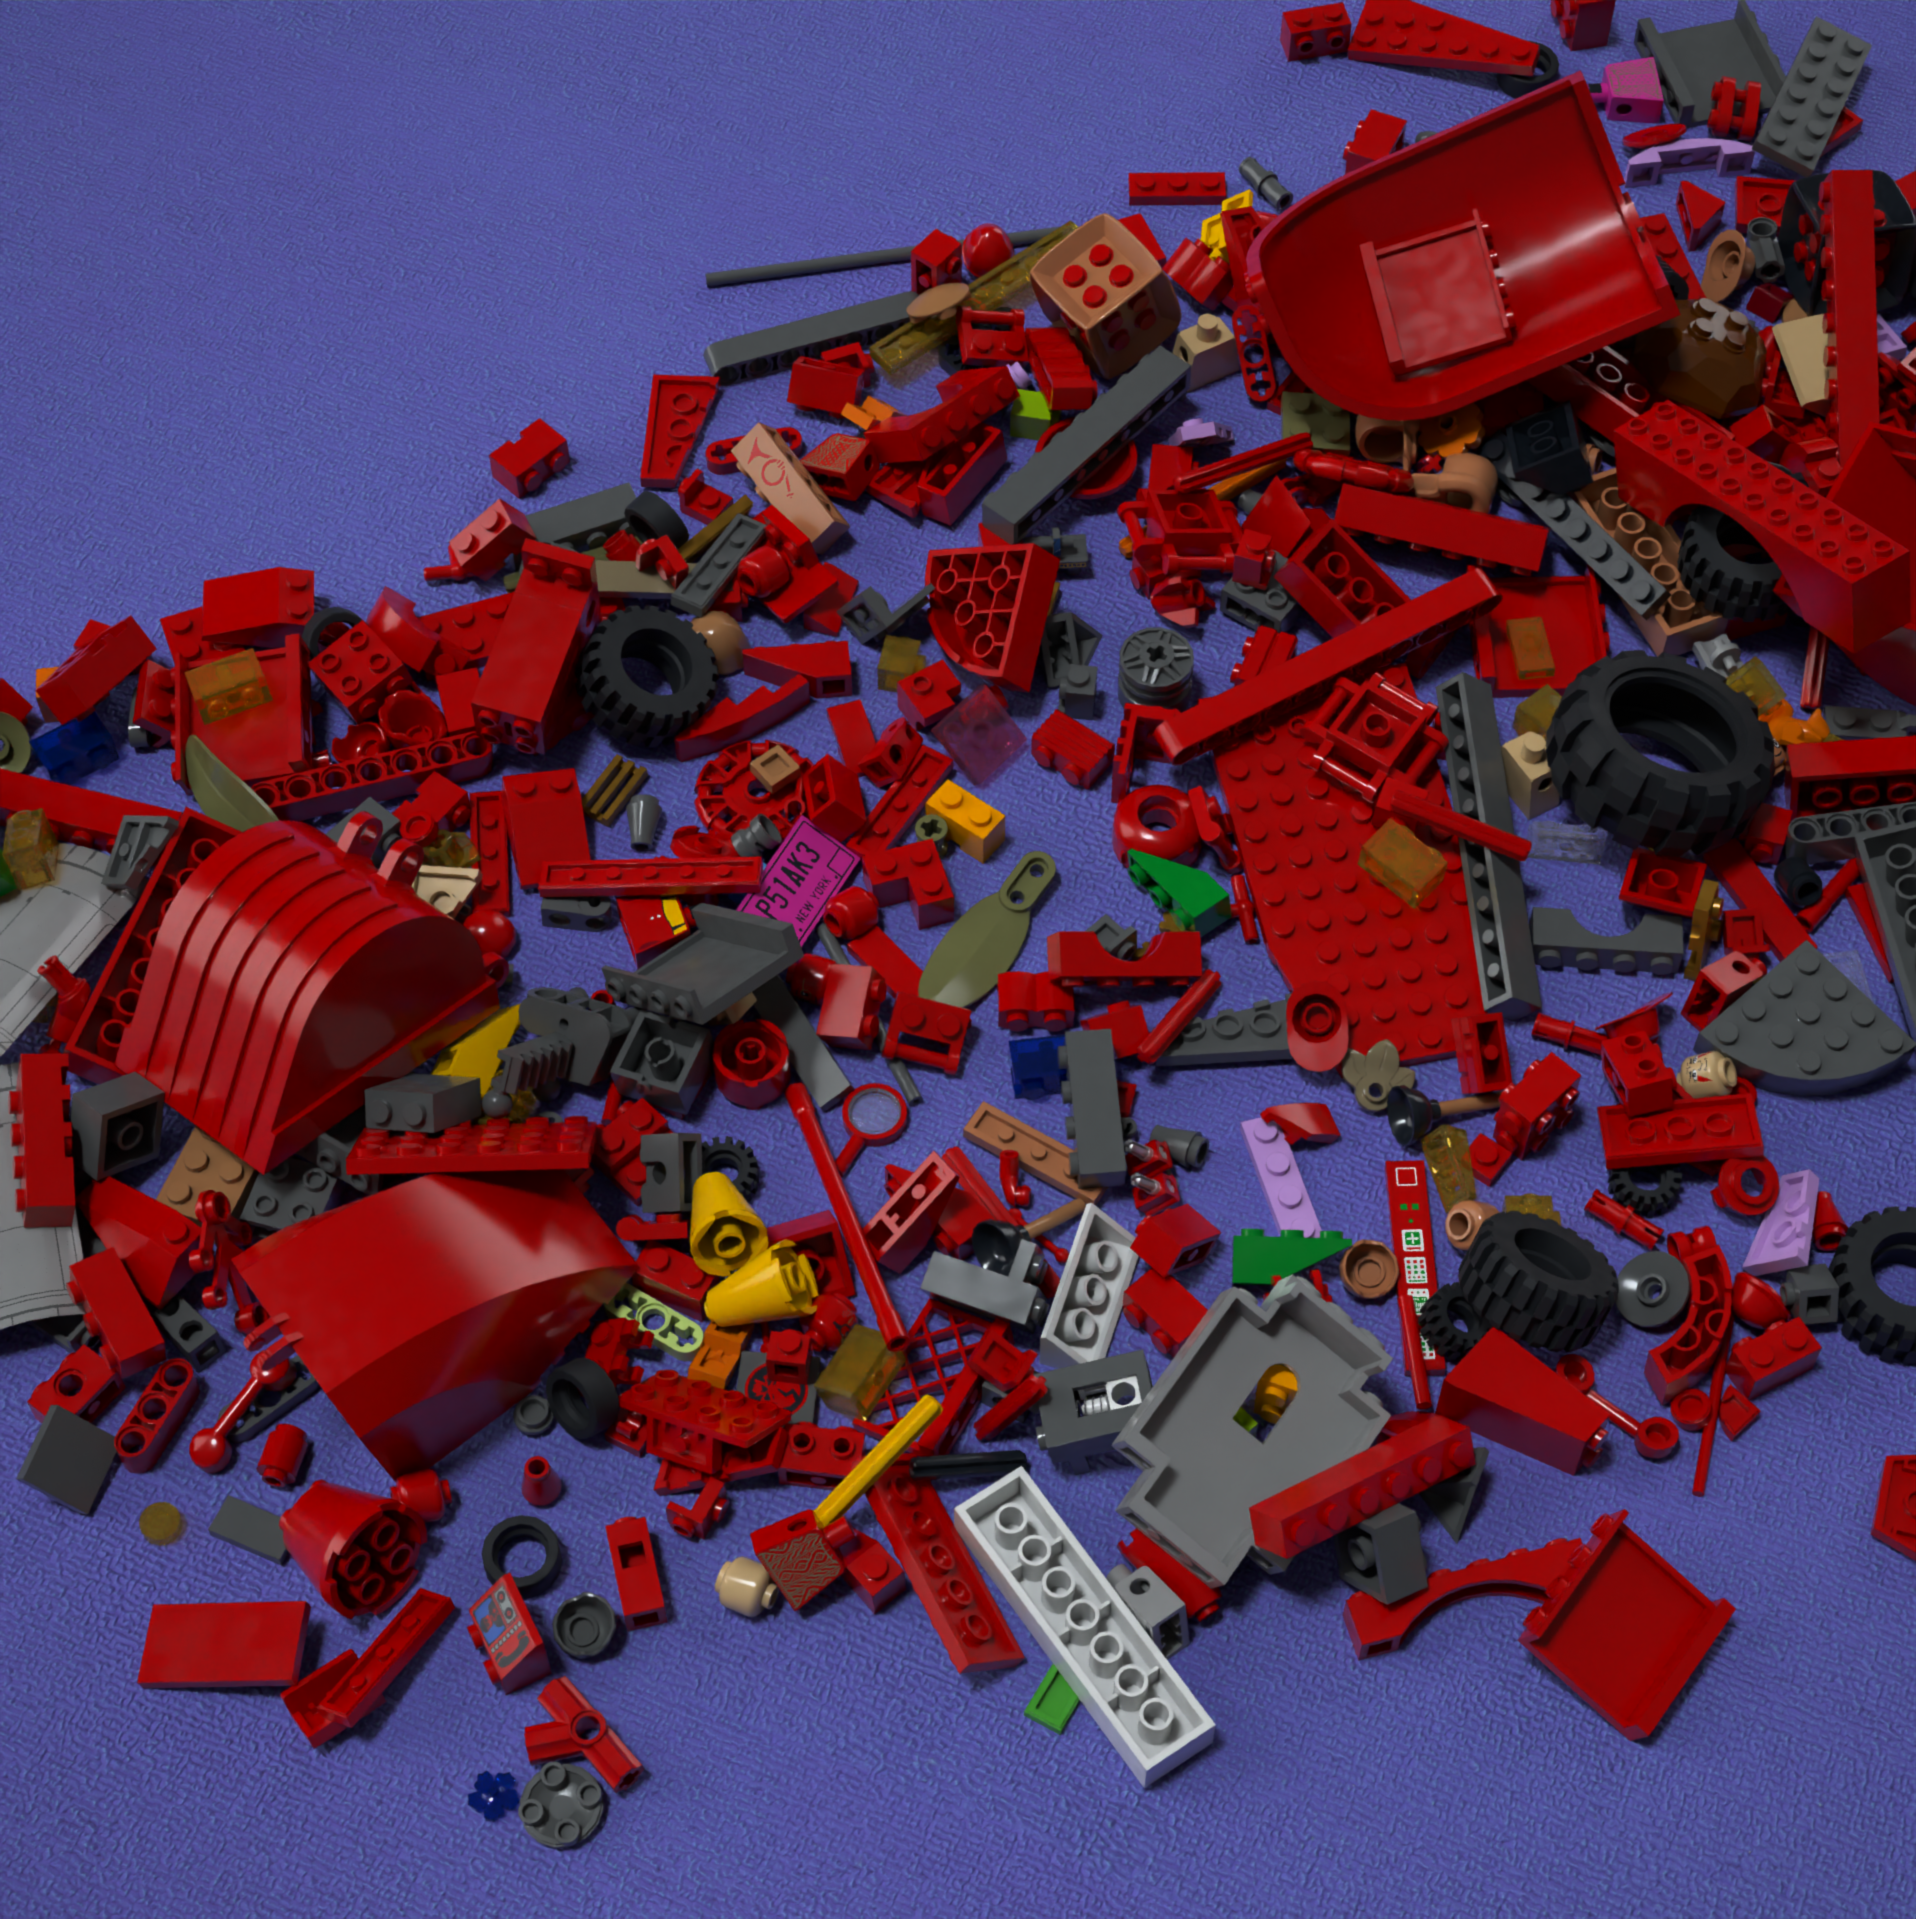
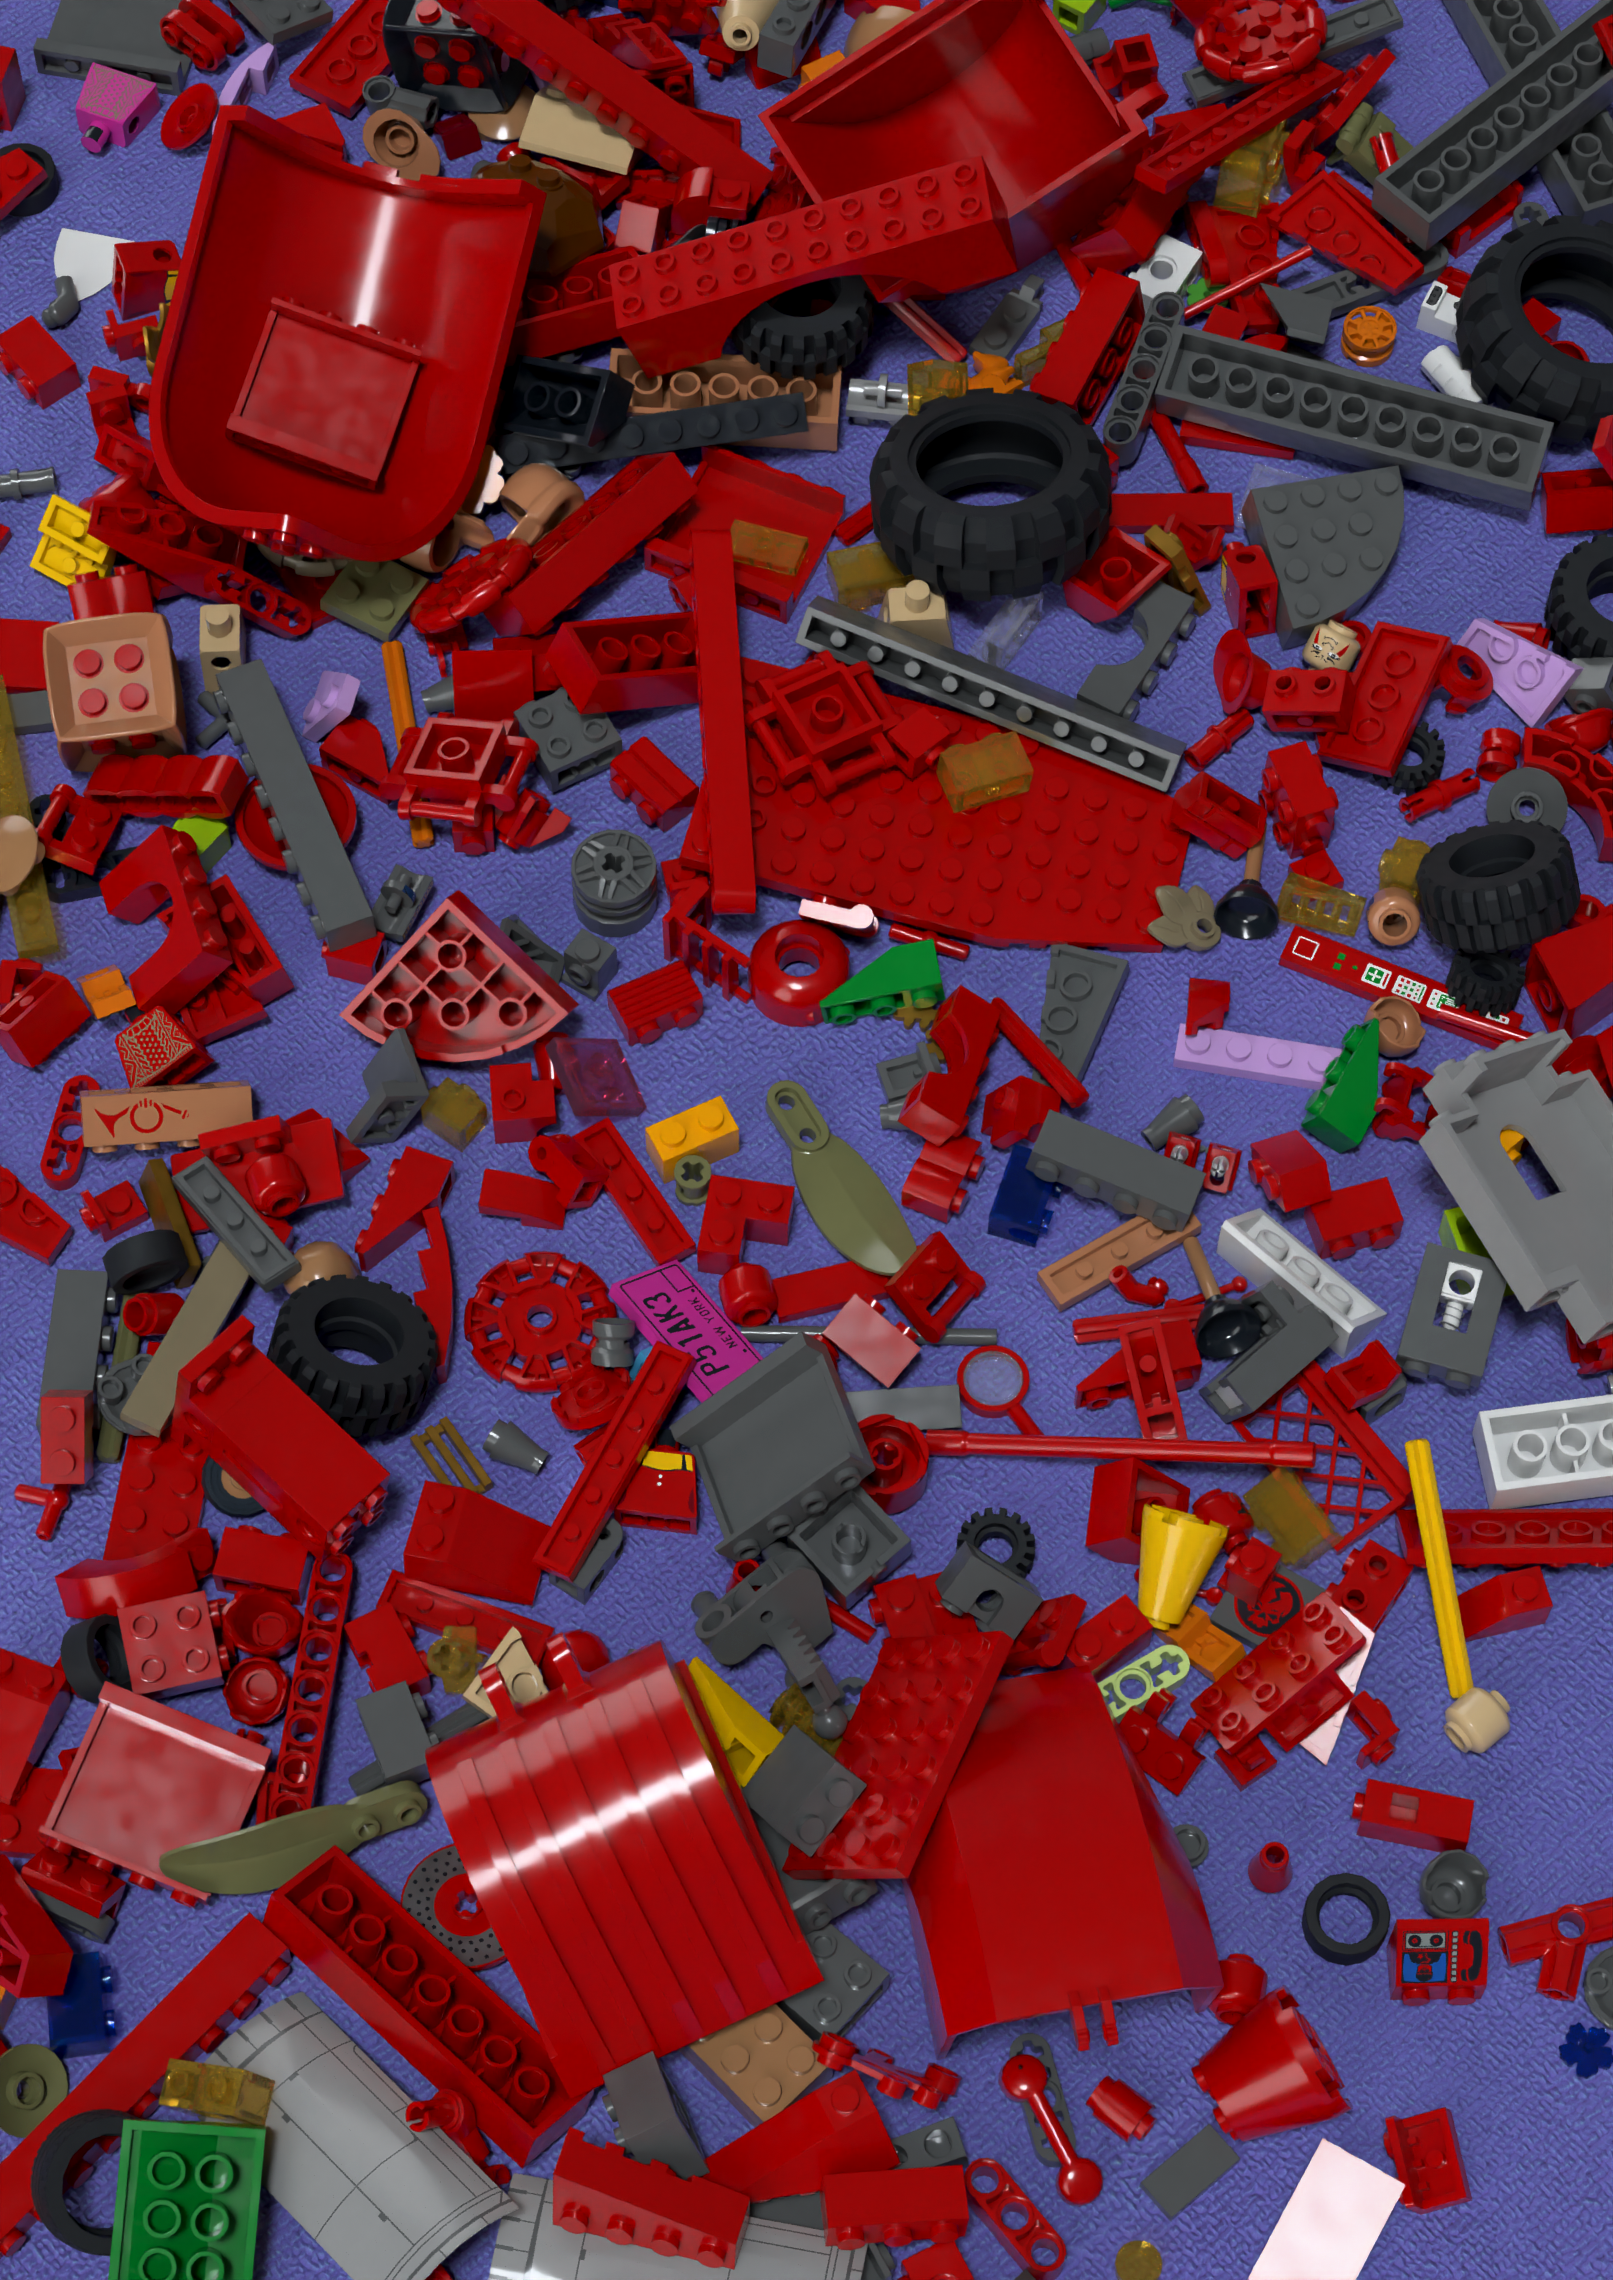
camera: 65 degrees left, 5 degrees up
(136, 849) = (288, 1973): dark grey wing -> none
(228, 686) = (123, 1789): clear yellow brick -> none
(385, 1657) = (1407, 2089): red tile -> none
(419, 828) = (422, 1667): red tile -> none
(595, 1388) = (1200, 1763): black tyre -> none
(665, 557) = (212, 1268): red bracket -> none
(723, 1226) = (1084, 1561): yellow cone -> none
(775, 769) = (535, 1285): medium nougat plate -> none
(797, 800) = (585, 1284): red hand -> none
(802, 1554) = (1482, 1646): red torso -> none
(834, 798) = (604, 1245): red brick -> none
(966, 1465) = (1443, 1449): black axle -> none
(1010, 1407) = (1411, 1393): red axle -> none
(1019, 376) = (134, 832): lavender plate -> none
(1241, 463) = (409, 675): red axle -> none
(1254, 560) = (554, 716): red brick -> none
(1317, 1026) = (1122, 936): red piece -> none
(1428, 464) = (504, 517): red axle -> none
(1460, 825) = (981, 698): red axle -> none
(1798, 881) = (1159, 468): black brick -> none

